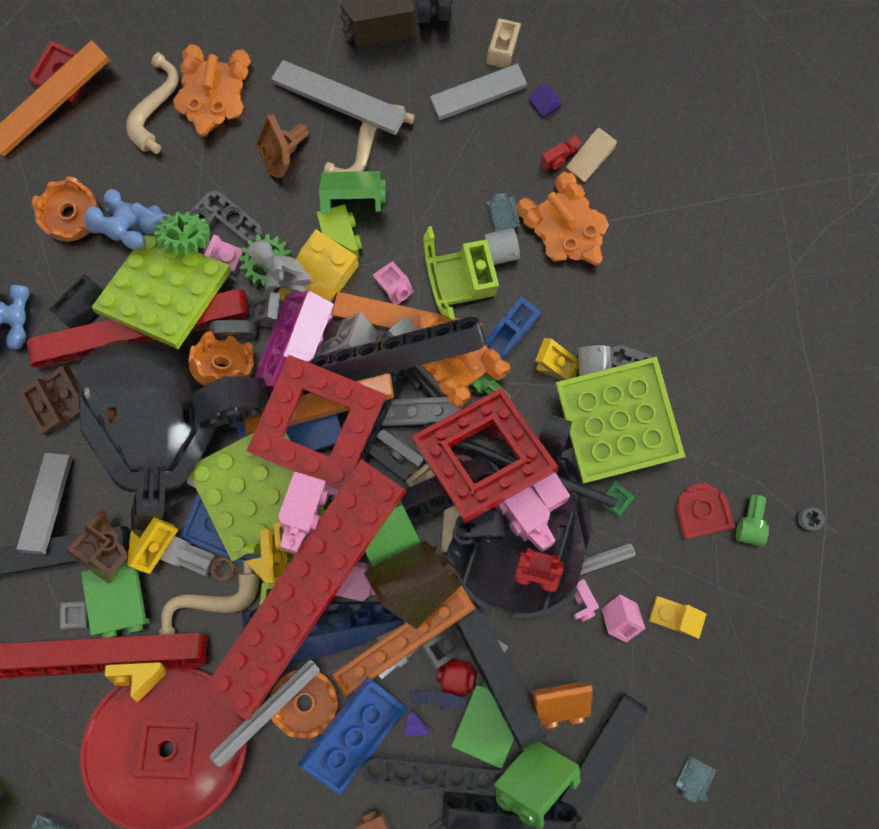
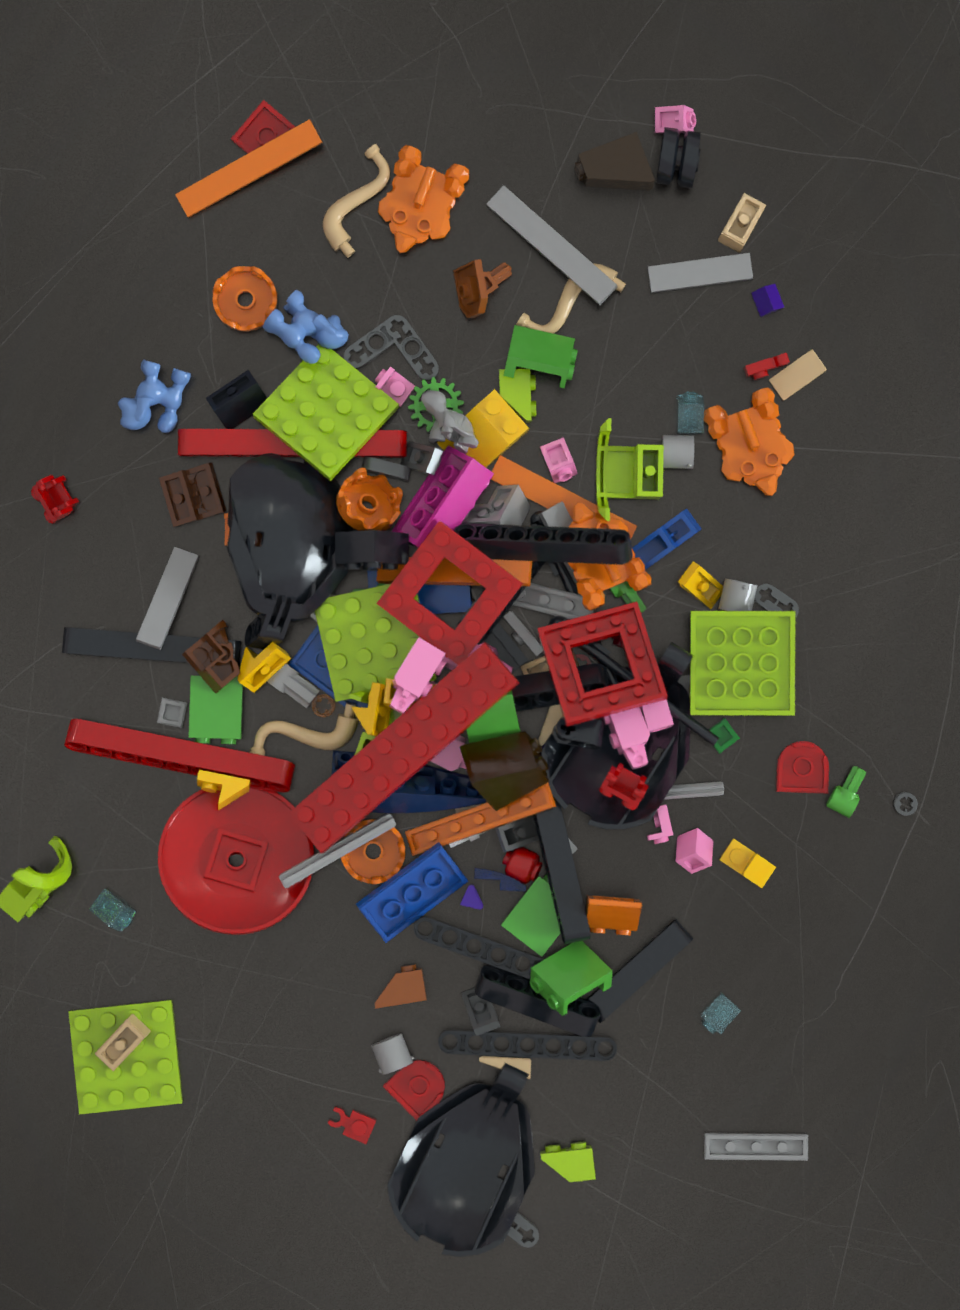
camera: 20 degrees right, 10 degrees up
(182, 233) = (359, 359): bright green gear -> none

